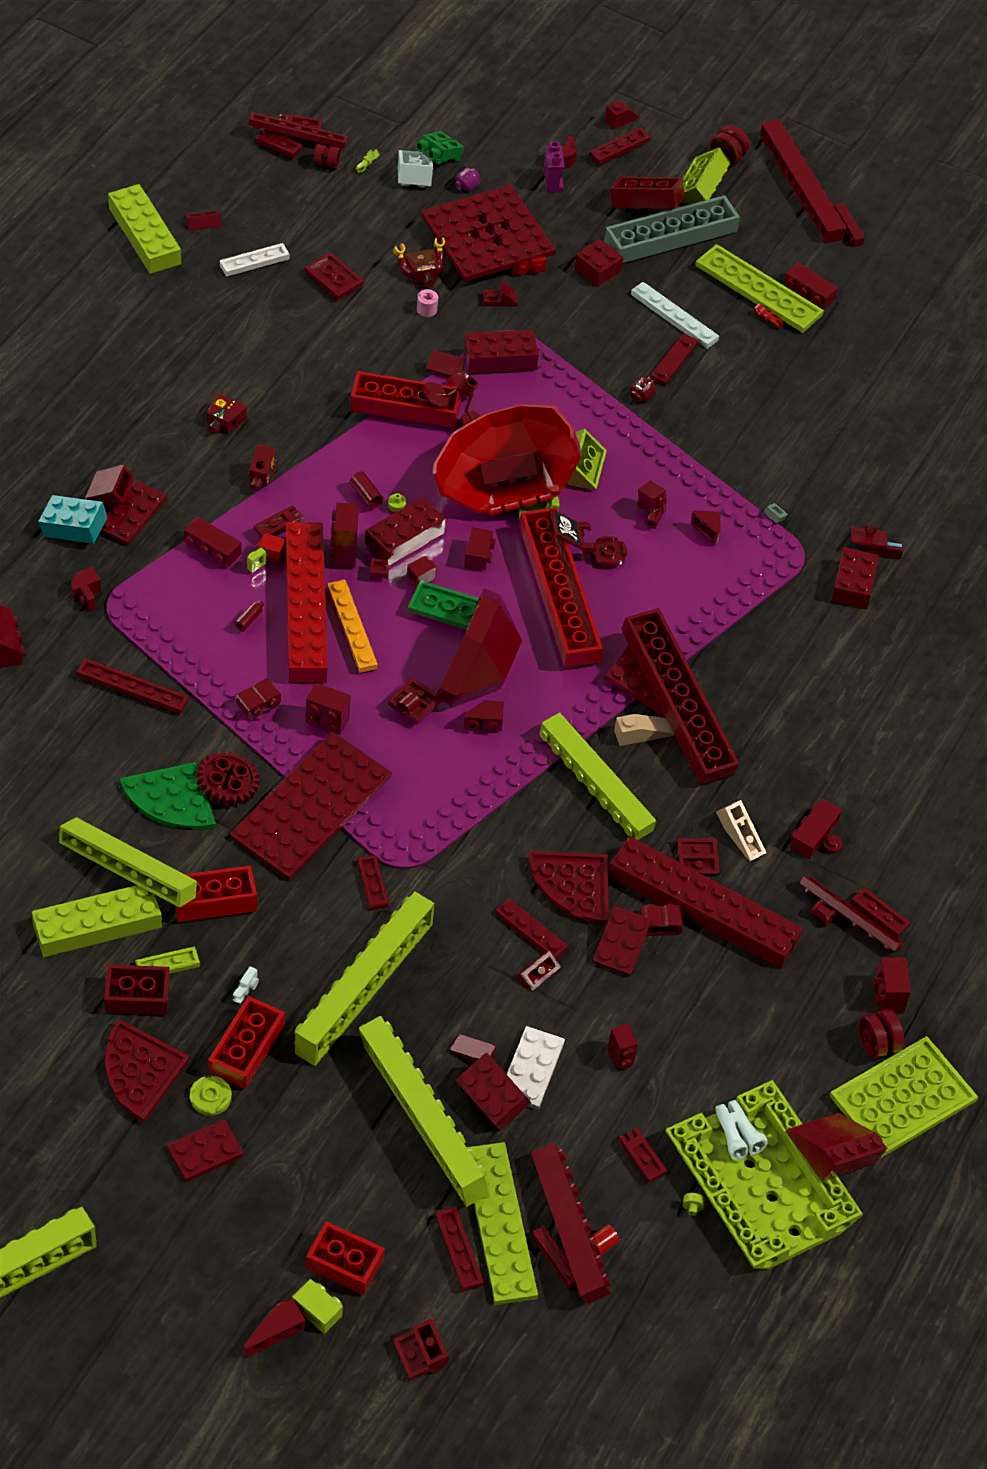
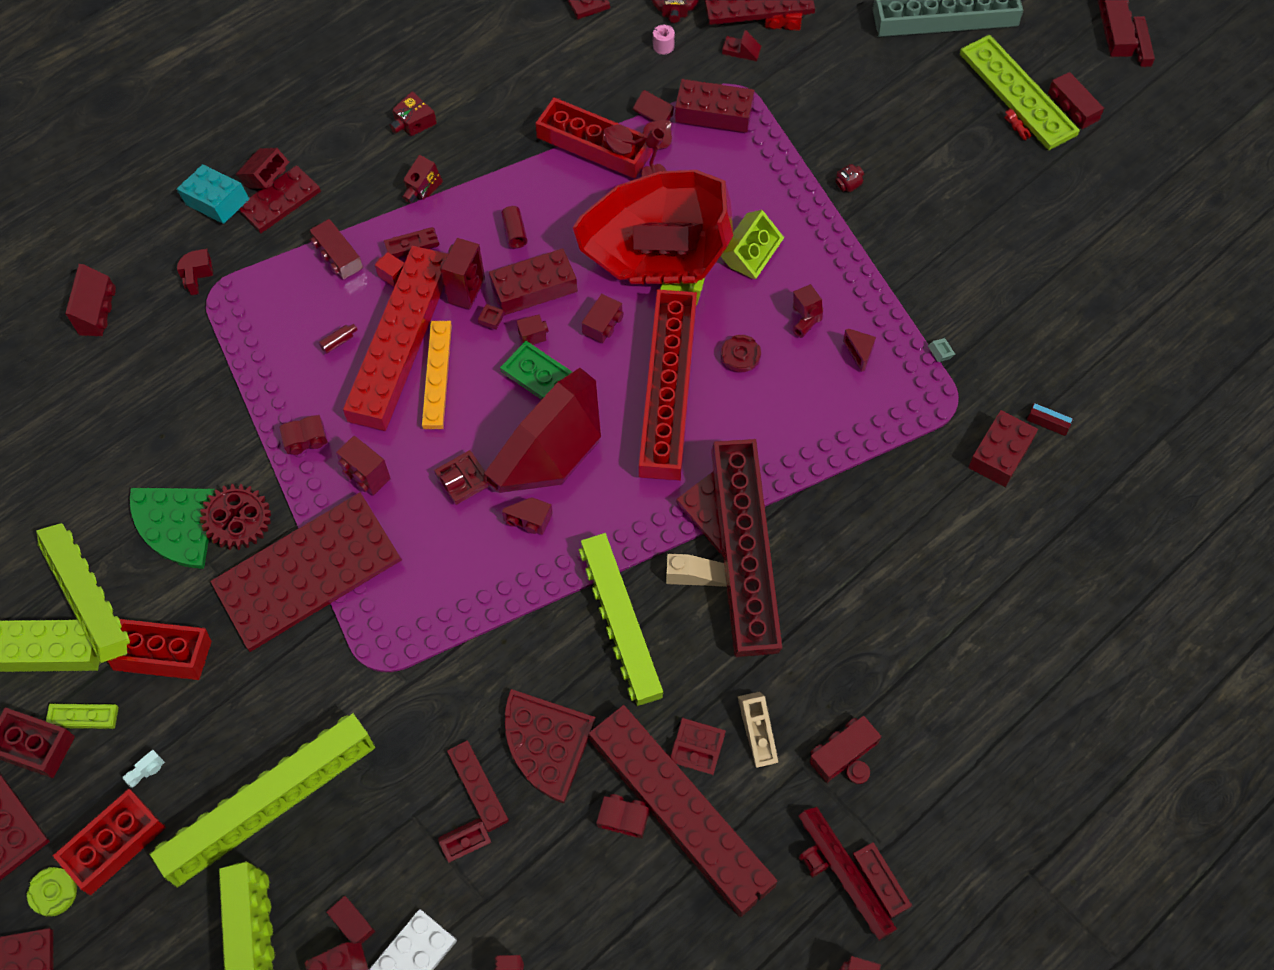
camera: 25 degrees right, 10 degrees up
(132, 686) = (192, 388): dark red plate -> none
(256, 560) = (370, 278): lime plate -> none
(372, 883) = (333, 679): dark red tile -> none
(396, 502) = (541, 246): lime tile -> none
(571, 531) = (703, 323): flag -> none
(598, 263) = (856, 31): dark red brick -> none
(622, 940) = (567, 832): dark red plate -> none
(674, 315) = (917, 103): light aqua plate -> none
(674, 359) = (897, 151): dark red plate -> none
(869, 537) = (1037, 402): dark red piece -> none

